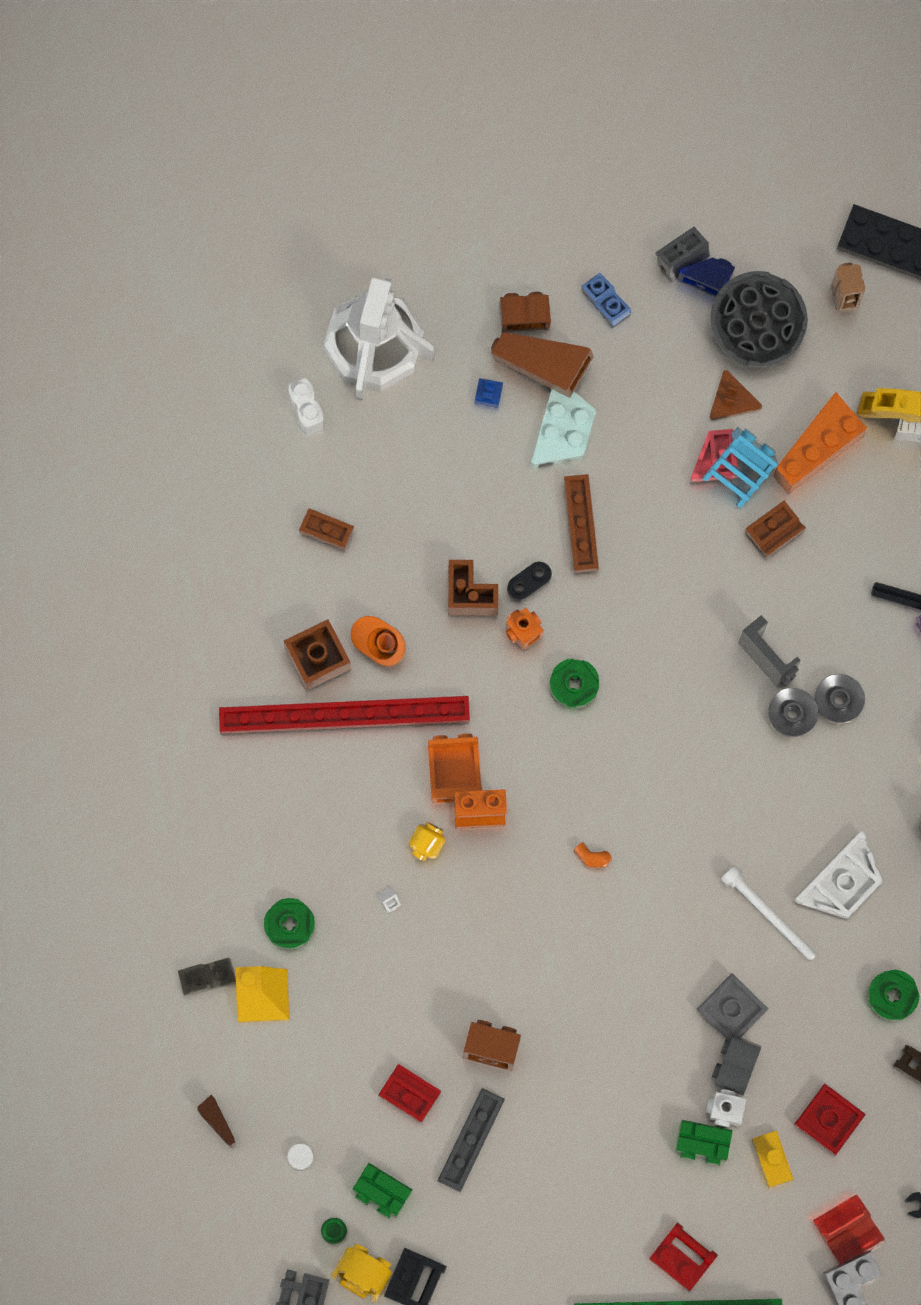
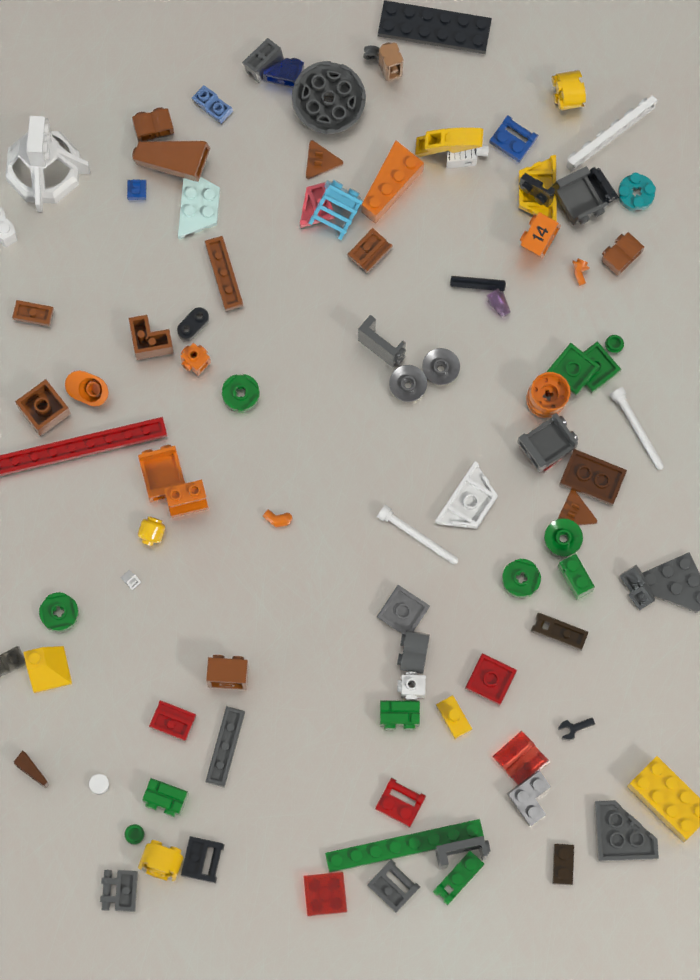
camera: 10 degrees left, 0 degrees up
(825, 270) = (371, 53): none -> dark grey bush

